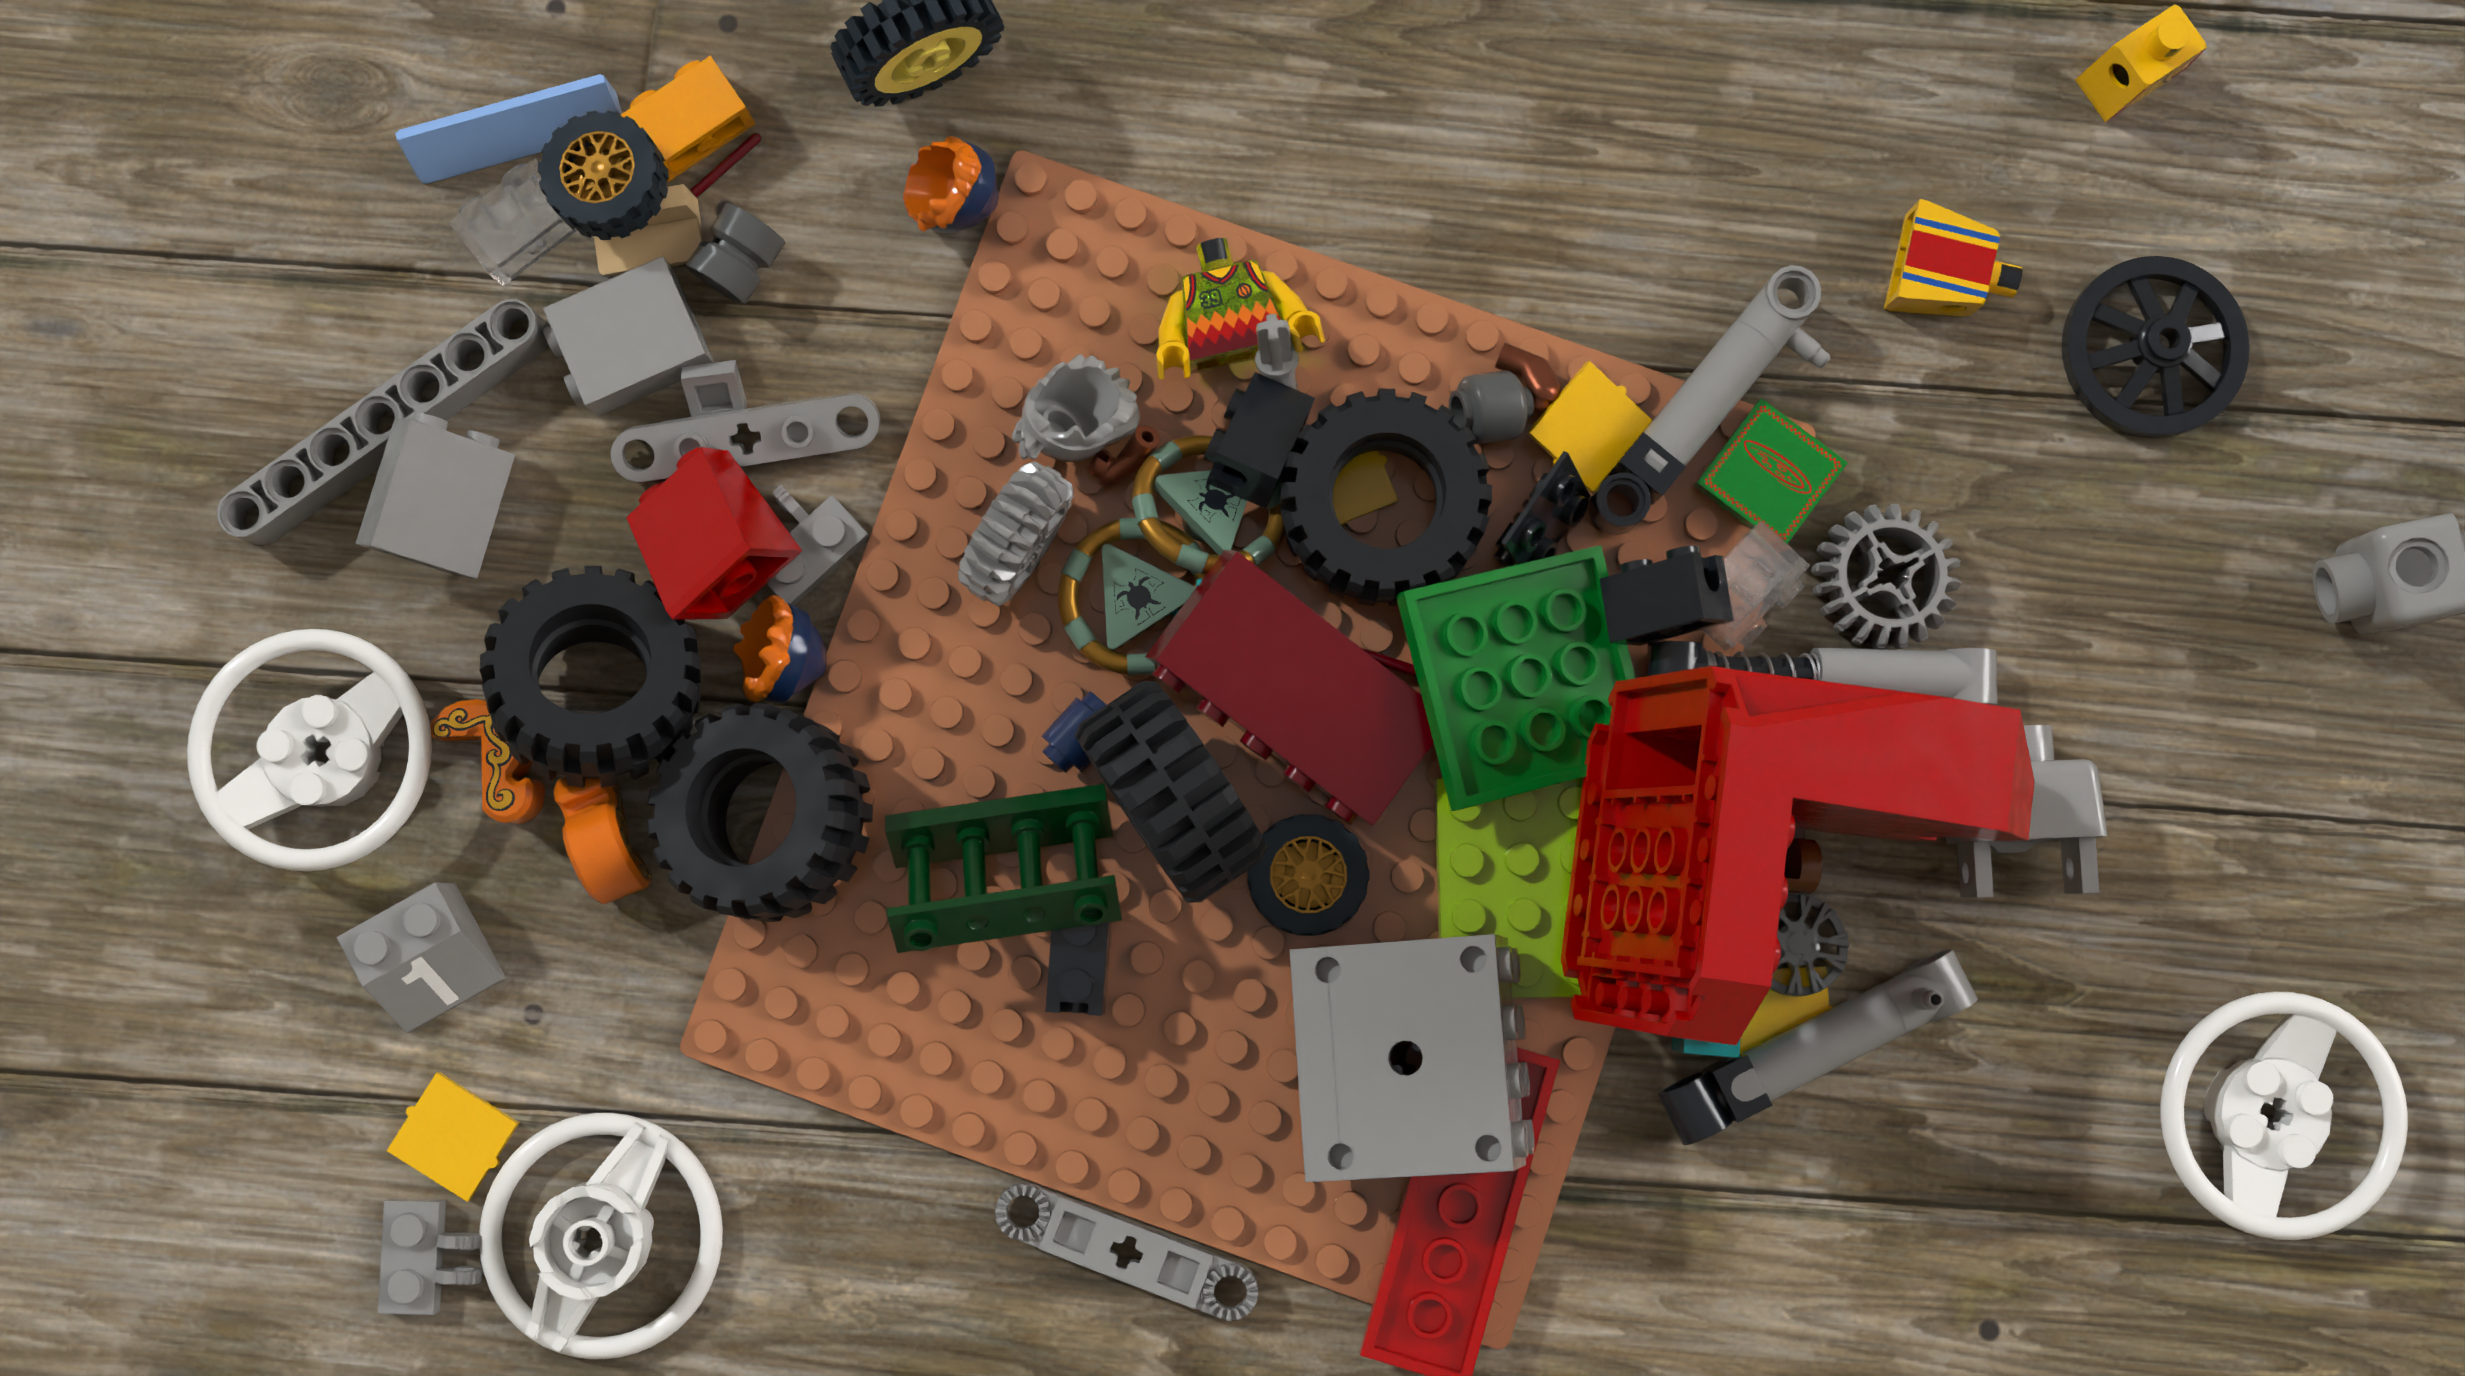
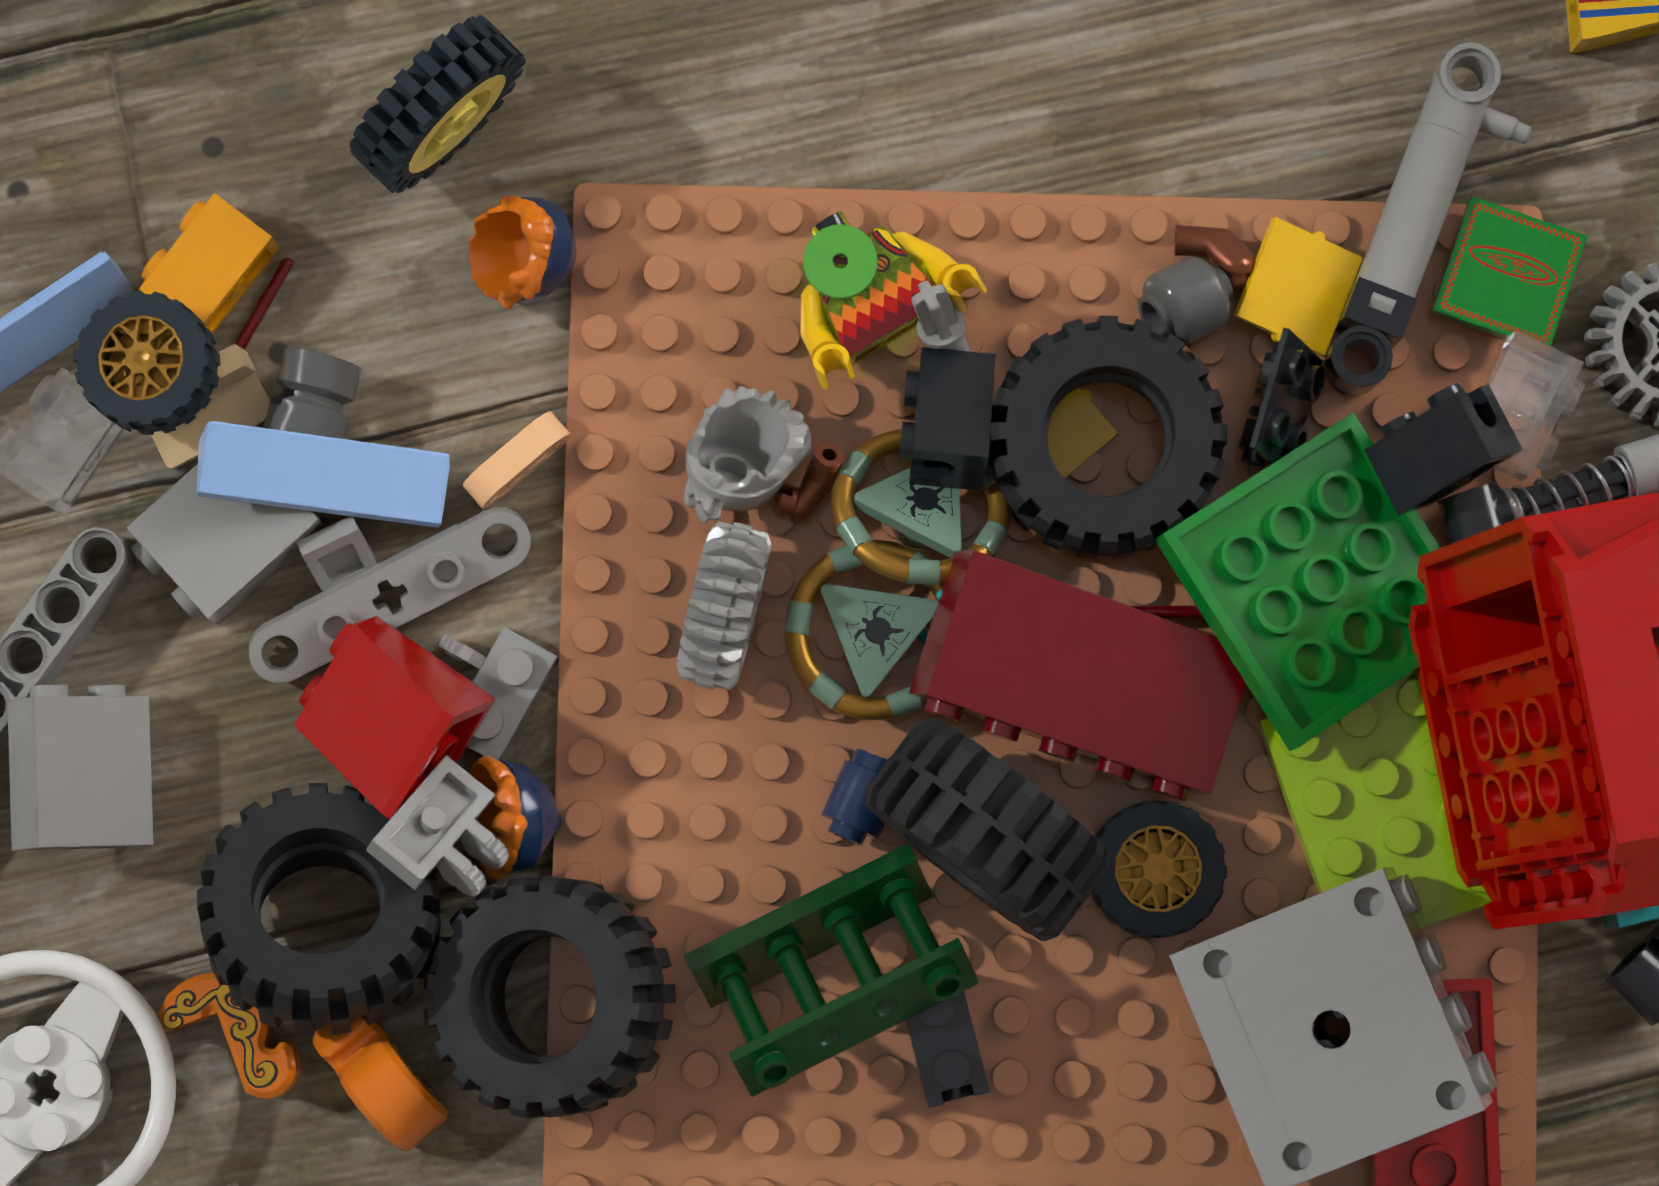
camera: 15 degrees left, 0 degrees up
(706, 633) = (432, 823): none -> light grey hinge
(719, 316) = (322, 474): none -> light blue slope
(889, 359) = (516, 460): none -> light nougat beam
(1210, 260) = (842, 241): none -> bright green wheel

